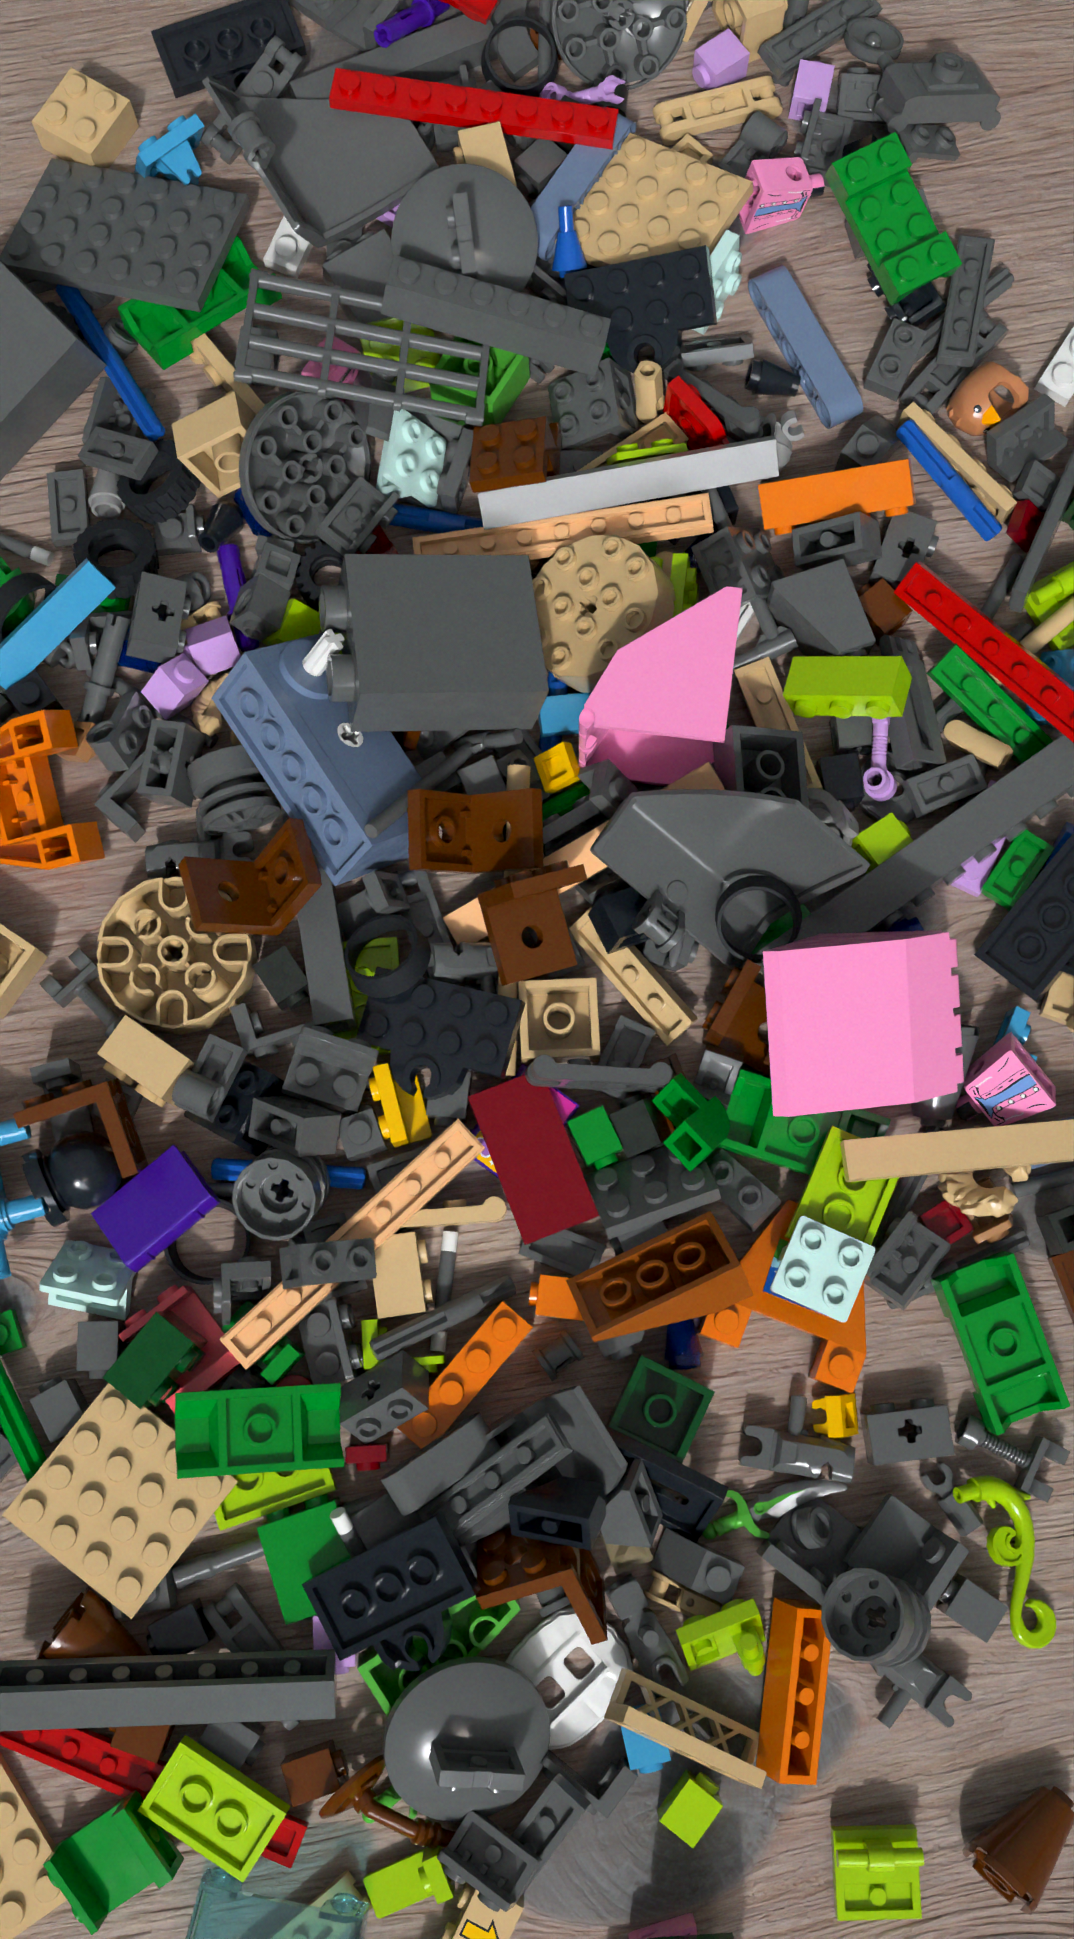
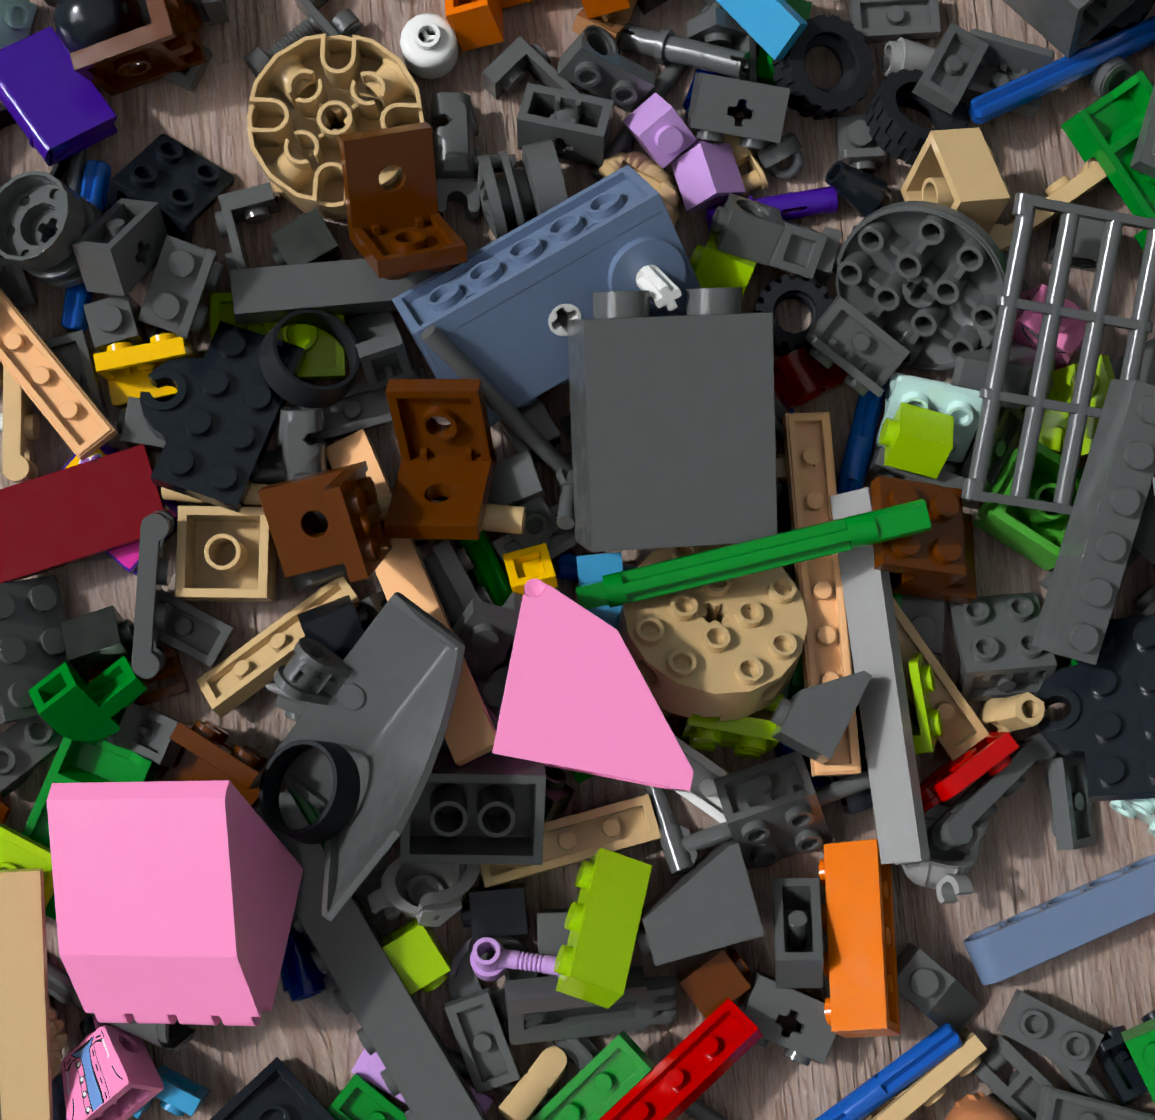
camera: 90 degrees right, 5 degrees up
(101, 882) = (429, 46): none -> white head
(142, 1057) = (210, 91): tan brick -> none
(209, 1080) = (178, 152): dark grey plate -> none
(435, 461) = (917, 440): none -> lime brick
(542, 568) = (756, 555): none -> green piece
(595, 1138) = (92, 588): green brick -> none
(666, 518) = (819, 715): none -> dark grey slope
(770, 379) = (1031, 869): black cone -> none

